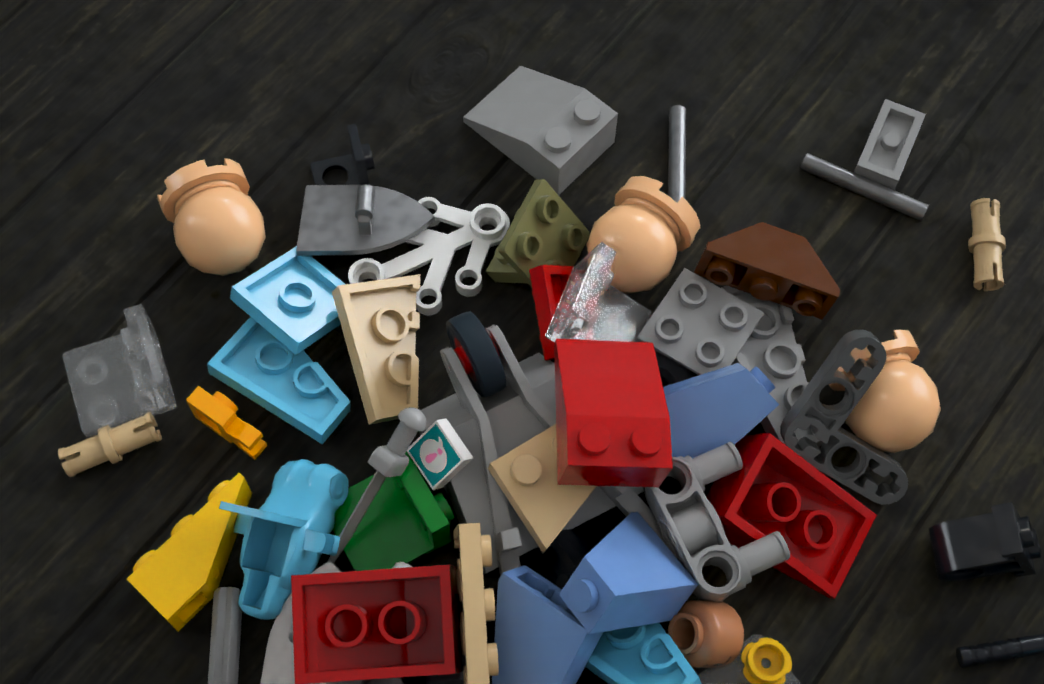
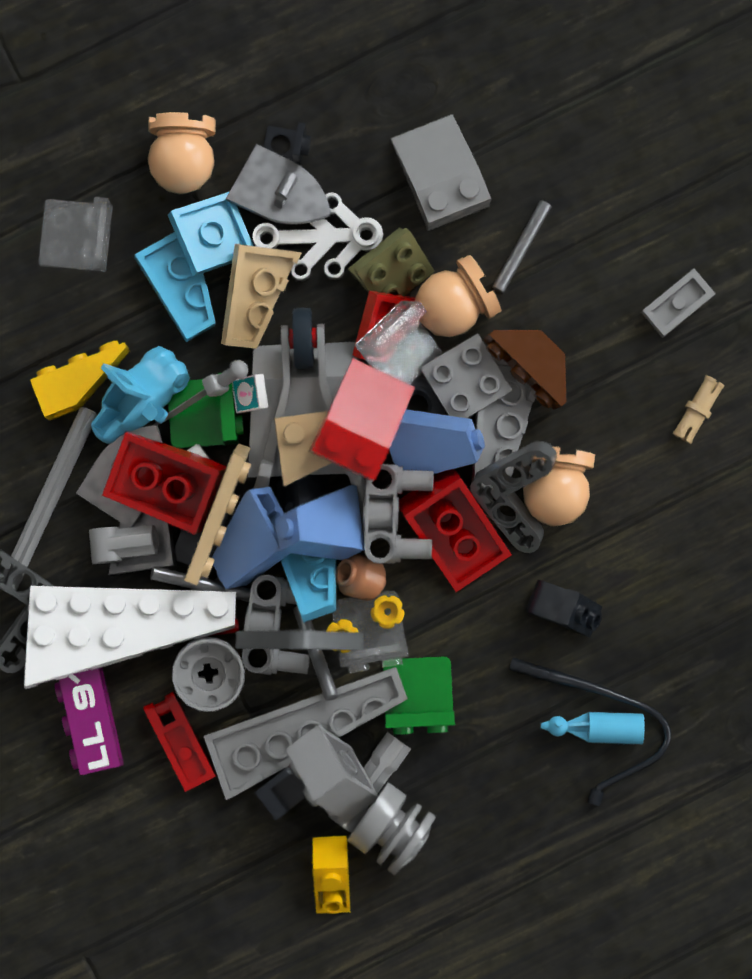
camera: 30 degrees right, 20 degrees up
(109, 444) = (53, 279): tan pin -> none
(220, 415) = (129, 291): light orange plate -> none
(864, 187) = (642, 325): flat silver bar -> none

